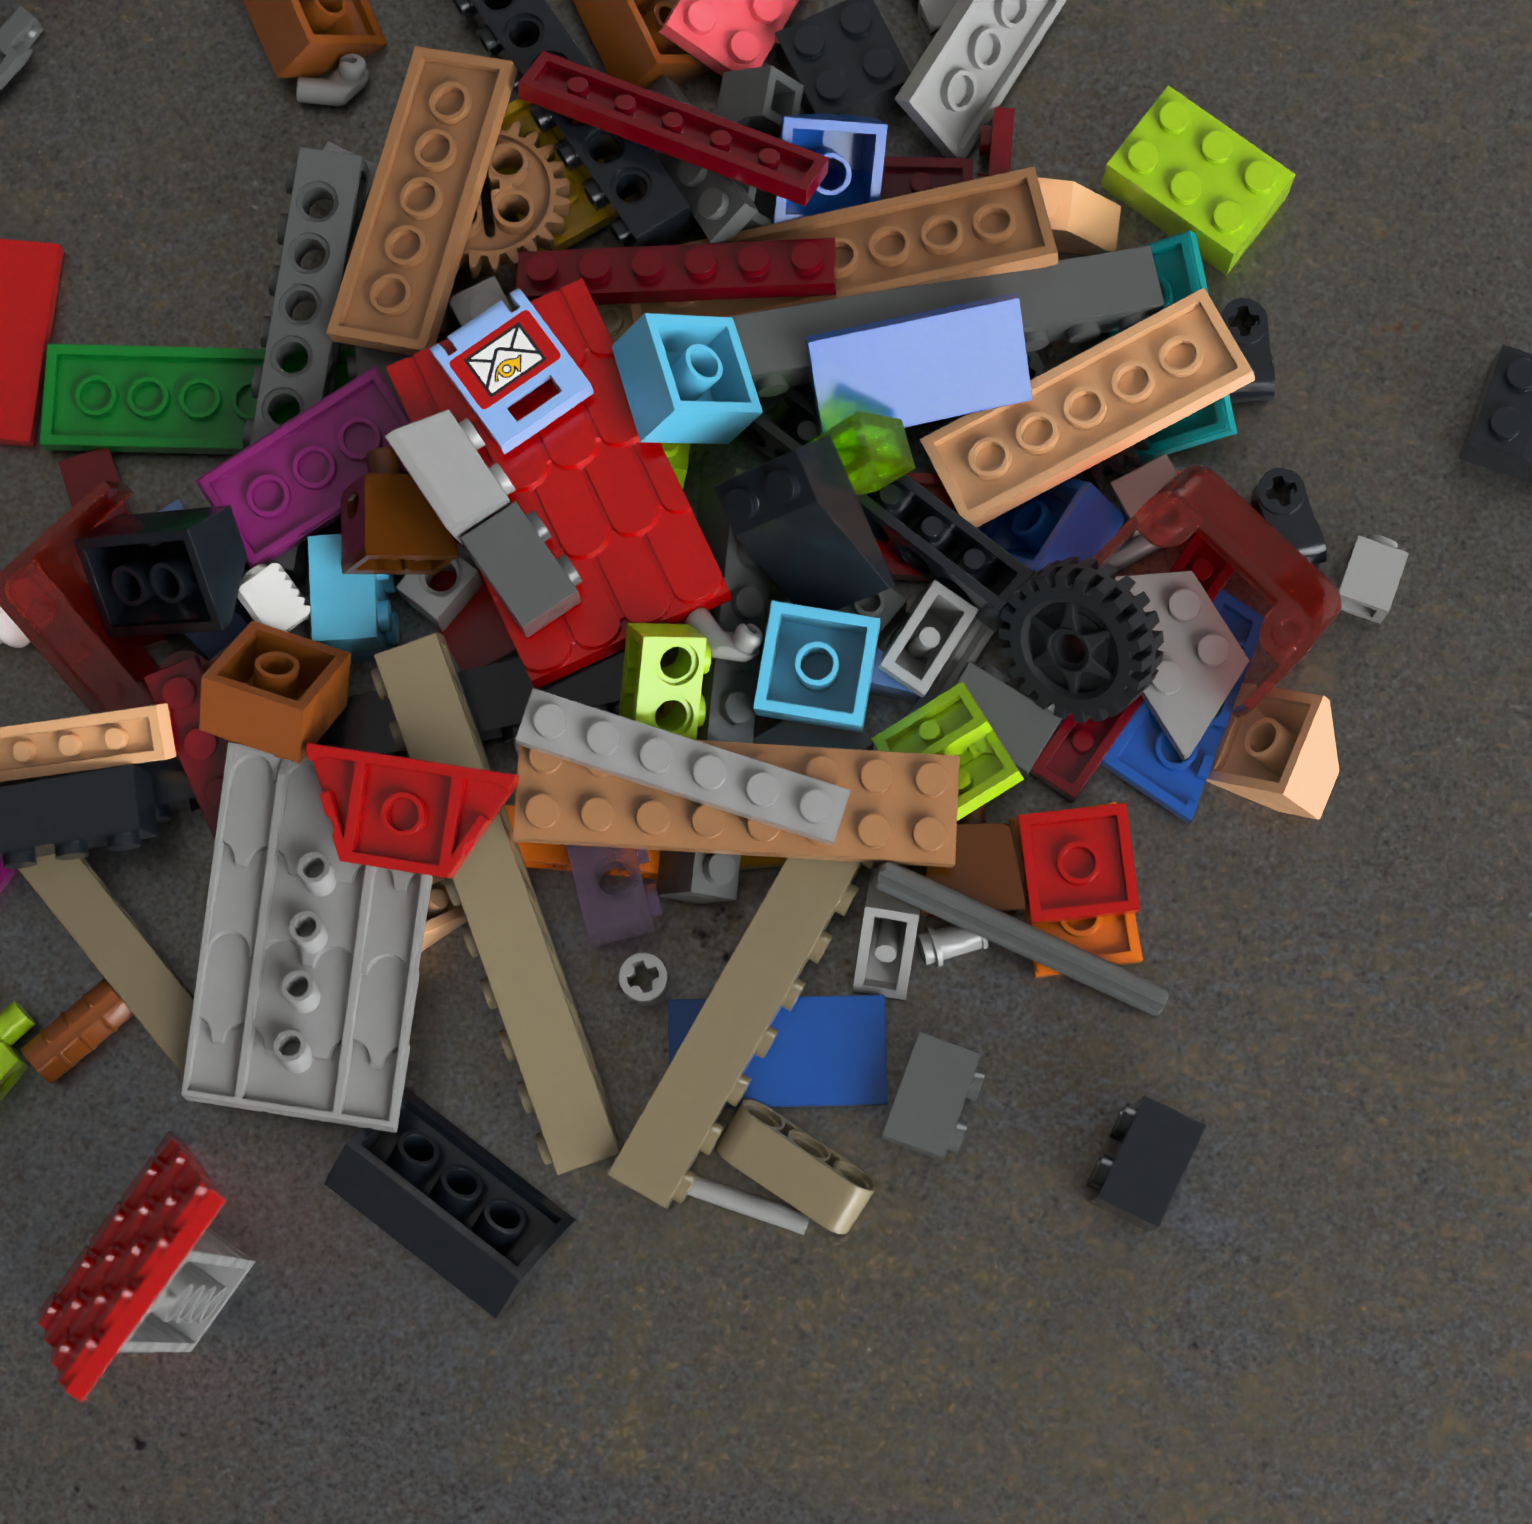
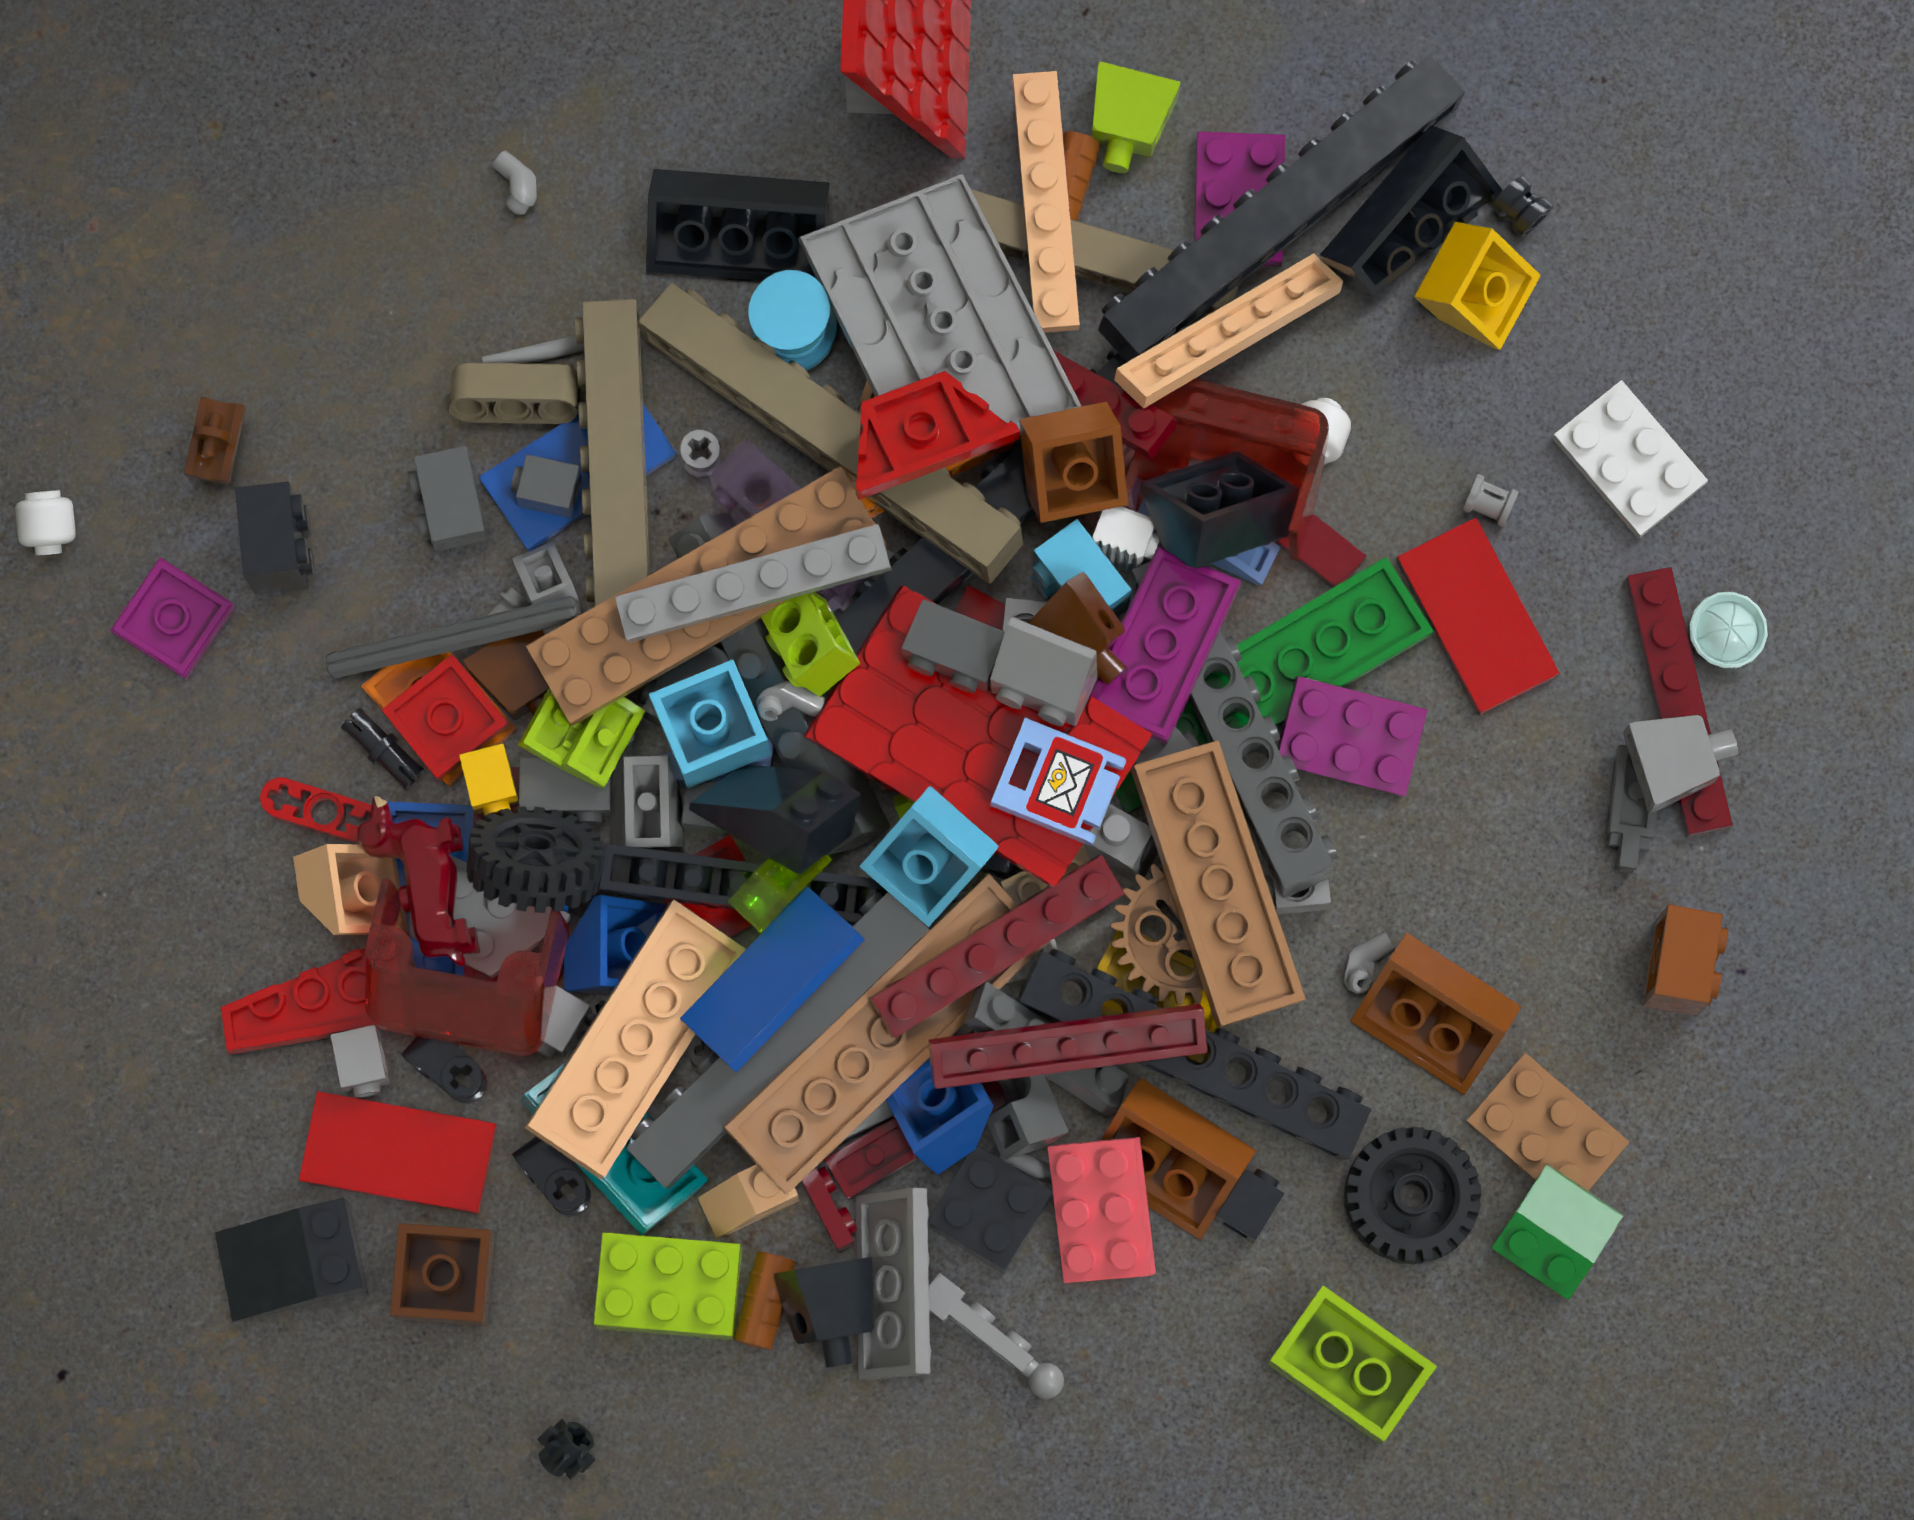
camera: 140 degrees right, 0 degrees up
(115, 1014) = (1046, 201): none -> light nougat plate
(195, 293) = (1351, 735): none -> magenta plate
(459, 1055) = (794, 317): none -> medium azure hat
(642, 1401) = (522, 182): none -> light grey arm
(825, 1039) = (546, 486): none -> dark grey brick
(1053, 68) = (829, 1305): none -> black torso
(1074, 764) = (489, 779): none -> yellow brick
(1111, 117) = (762, 1302): none -> dark orange axle
(1142, 1315) = (214, 440): none -> reddish brown hips
(1159, 880) = (382, 748): none -> black pin
(1197, 696) = (428, 876): none -> dark red animal
(1295, 875) = (296, 790): none -> red beam
(1296, 1158) = (172, 618): none -> magenta tile
(1374, 1344) = (45, 521): none -> white head
(1383, 471) = (398, 1152): none -> red tile
(1388, 91) = (566, 1449): none -> black gear
(1391, 666) = (301, 1009): none -> red wing
(1413, 317) = (442, 1274): none -> reddish brown brick

